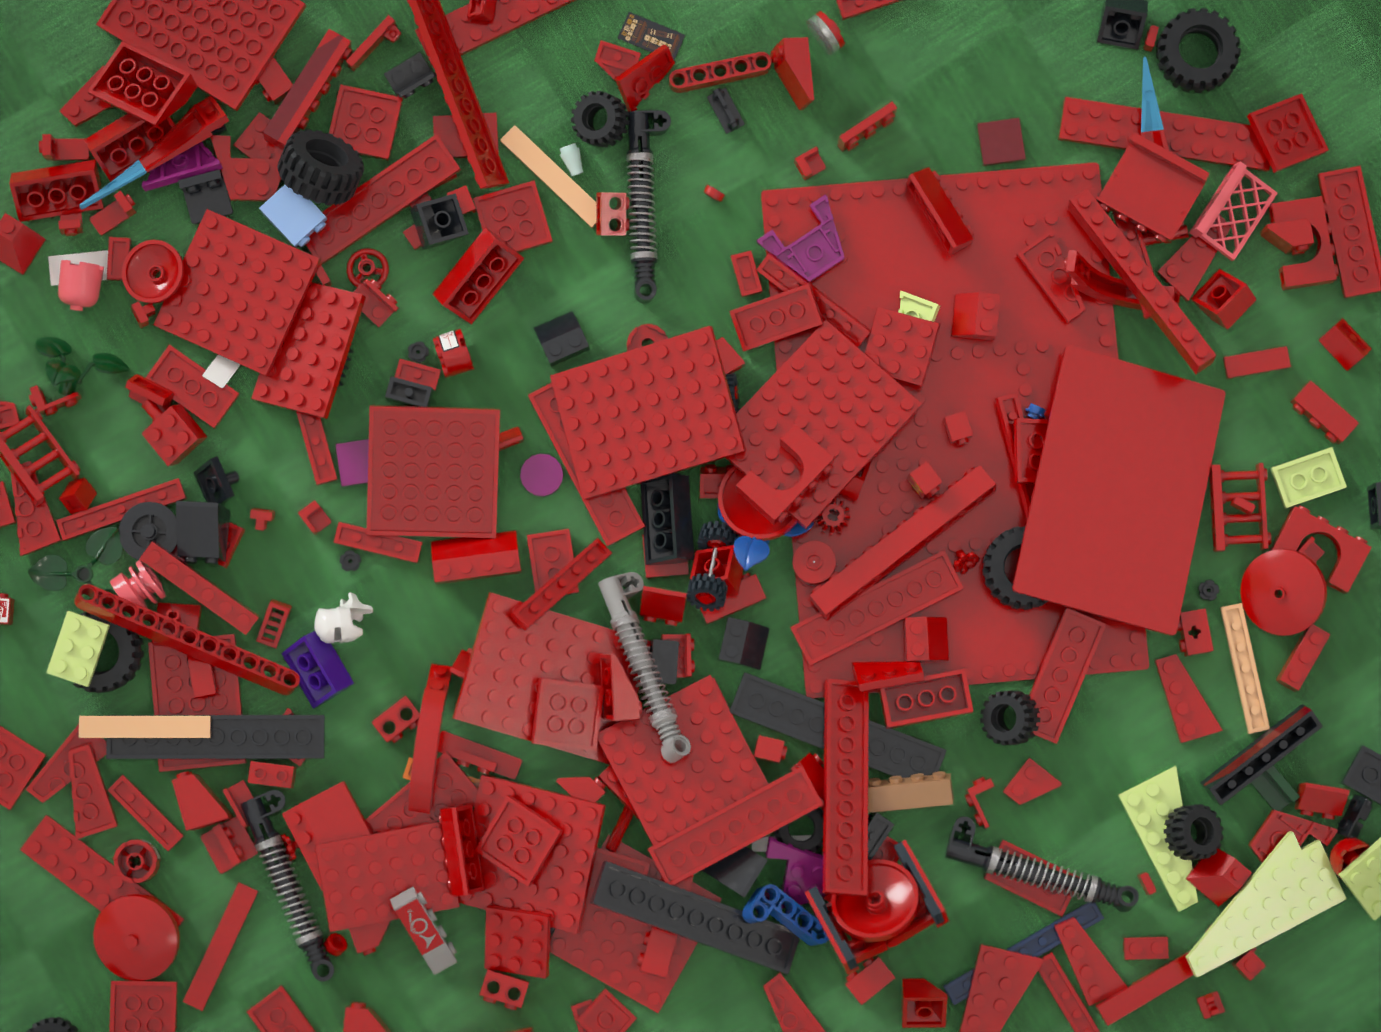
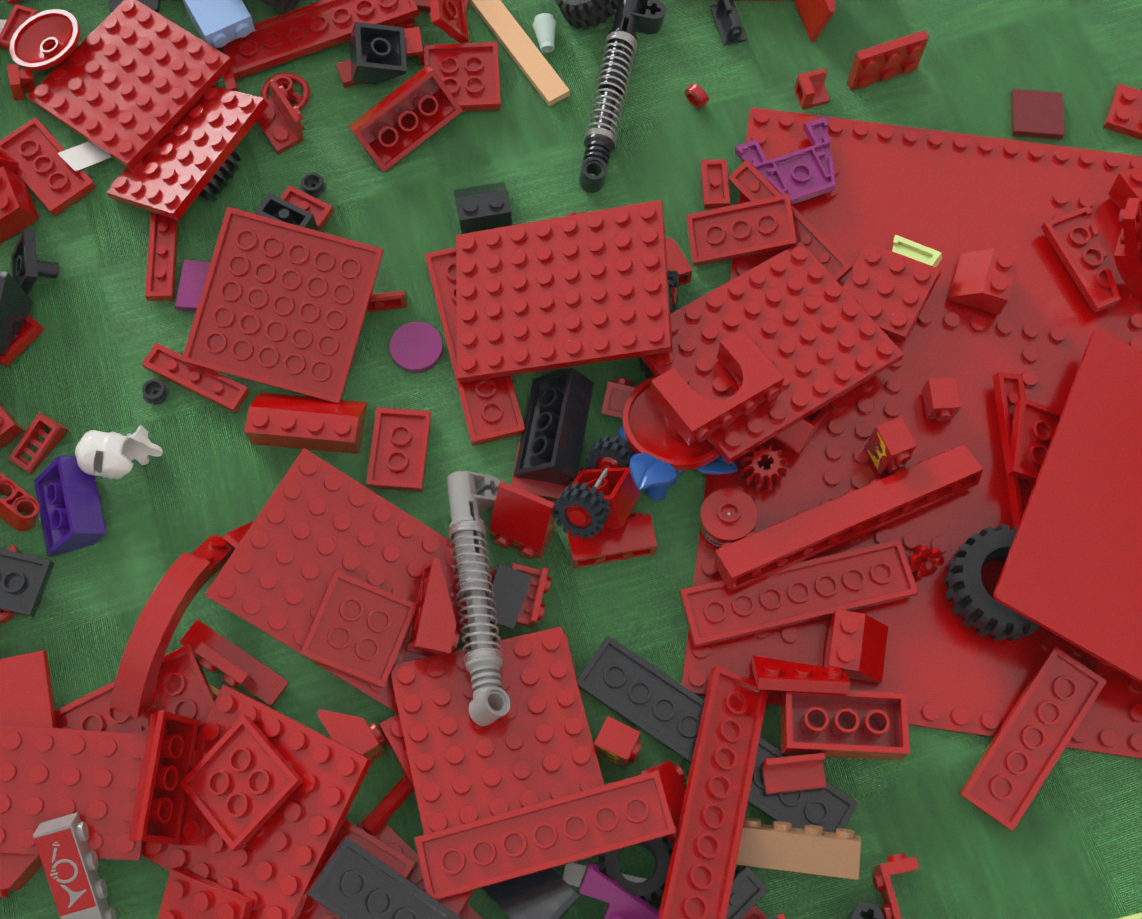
camera: 15 degrees right, 15 degrees down
(262, 517) = (68, 319): red tile -> none
(314, 517) = (130, 332): red panel -> none
(393, 715) = (140, 584): red brick -> none
(453, 353) = (351, 188): red brick -> none
(561, 584) = (396, 467): red tile -> none
(605, 214) = (571, 87): brick -> none
(744, 643) = (614, 599): black slope -> none
(897, 742) = (793, 773): none -> red panel
(939, 210) = (956, 159): red slope -> none
(994, 717) = (973, 795): black tyre -> none
(1030, 783) = (966, 878): red wing -> none
(1035, 411) = (1043, 398): blue plate -> none

